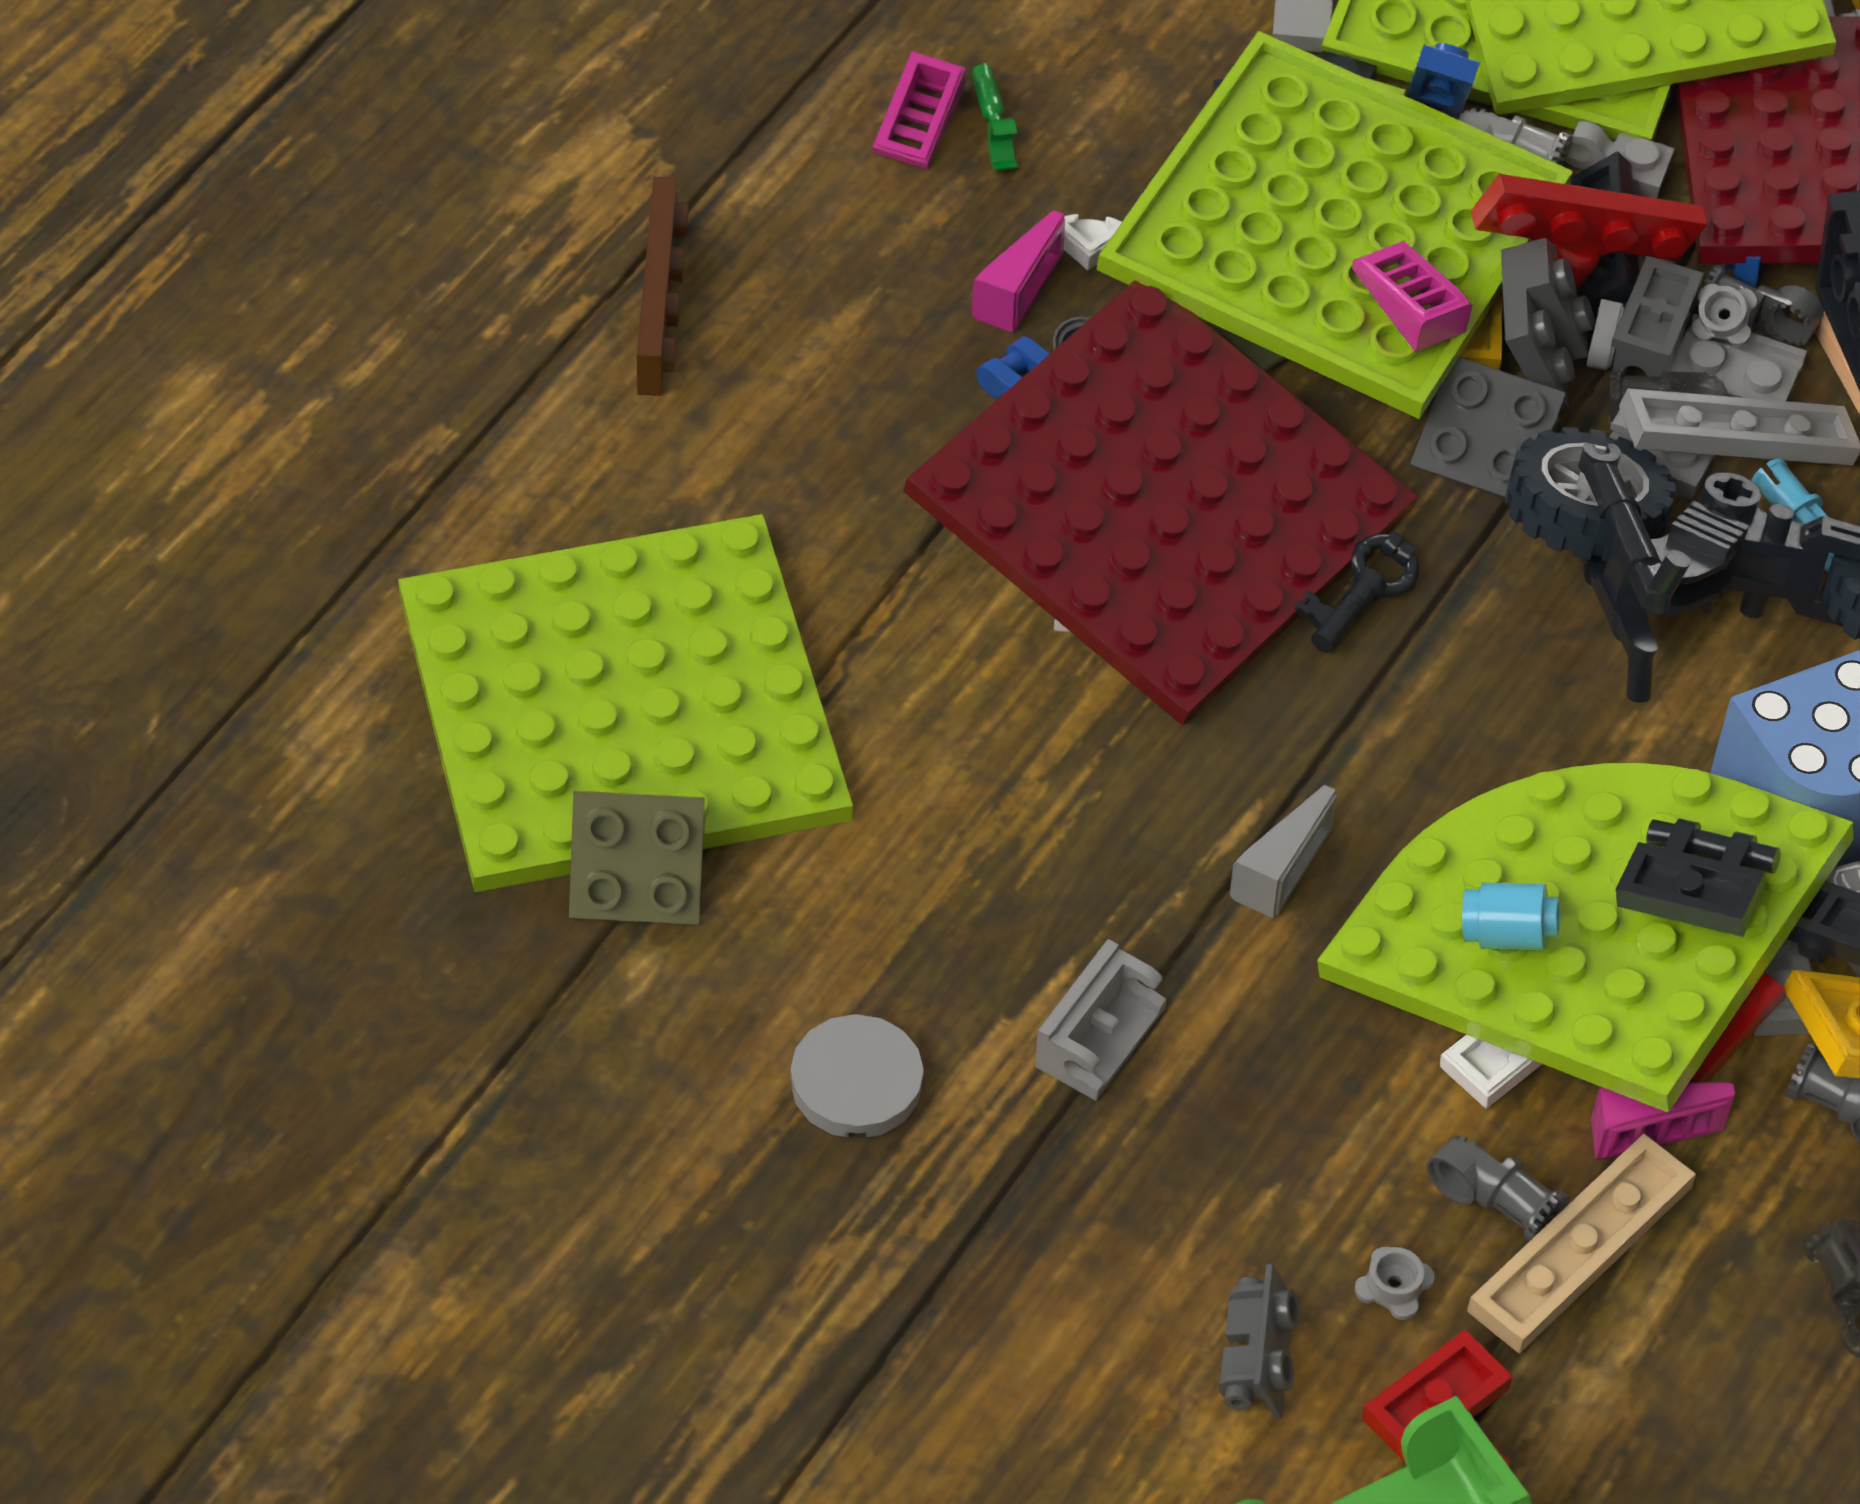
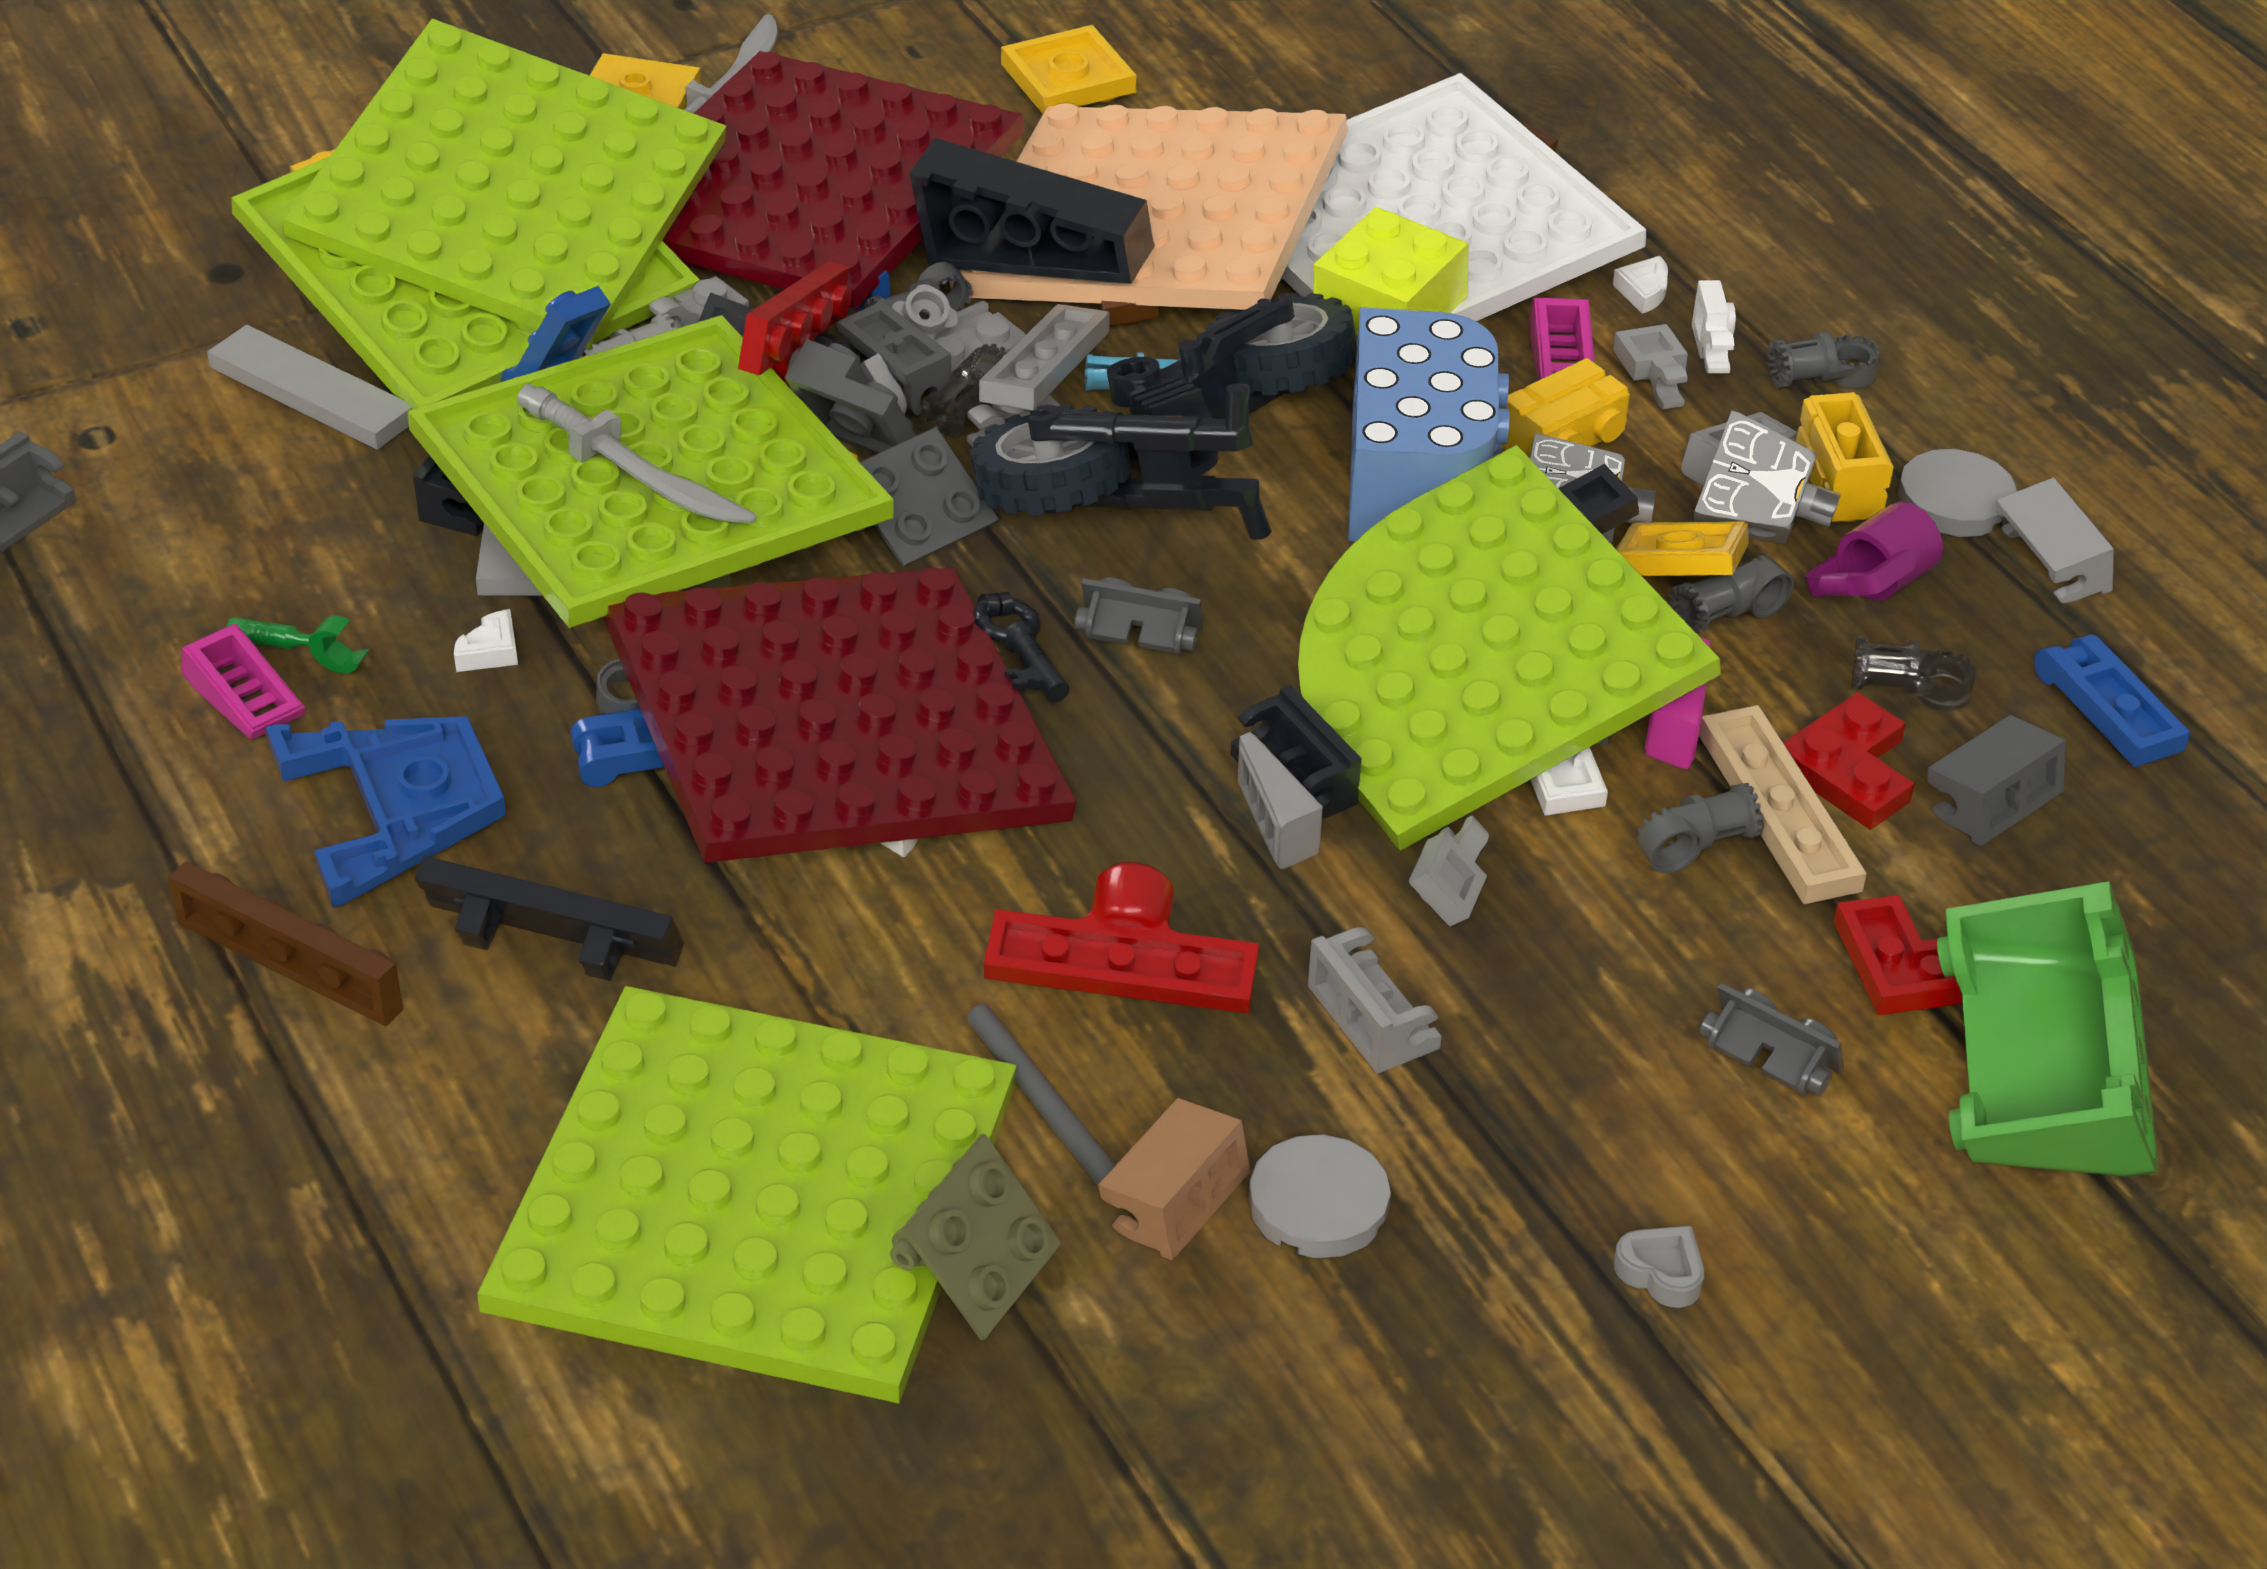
camera: 60 degrees left, 10 degrees down
(787, 387) = (599, 924): none -> black hinge
(799, 965) = (1177, 1176): none -> medium nougat hinge
(835, 848) = (1041, 1093): none -> dark grey bar
(881, 282) = (420, 785): none -> blue wing
(945, 1354) = (1662, 1262): none -> light grey tile
(1017, 276) = (506, 696): dark pink slope -> none
(1032, 820) = (1123, 948): none -> red plate
(1289, 1016) = (1448, 871): none -> light grey plate
(1313, 164) = (603, 436): none -> light grey sword
(1359, 846) = (1306, 748): none -> black hinge
(1397, 1265) = (1753, 931): light grey plate -> none
(1418, 326) = (784, 445): dark pink slope -> none
(1470, 676) = (1167, 616): none -> dark grey hinge
(1510, 916) = (1479, 670): medium azure brick -> none
(1697, 876) = (1532, 550): black plate -> none
(1698, 1267) = (1843, 764): none -> red plate
(1749, 1411) = (1999, 778): none -> dark grey hinge

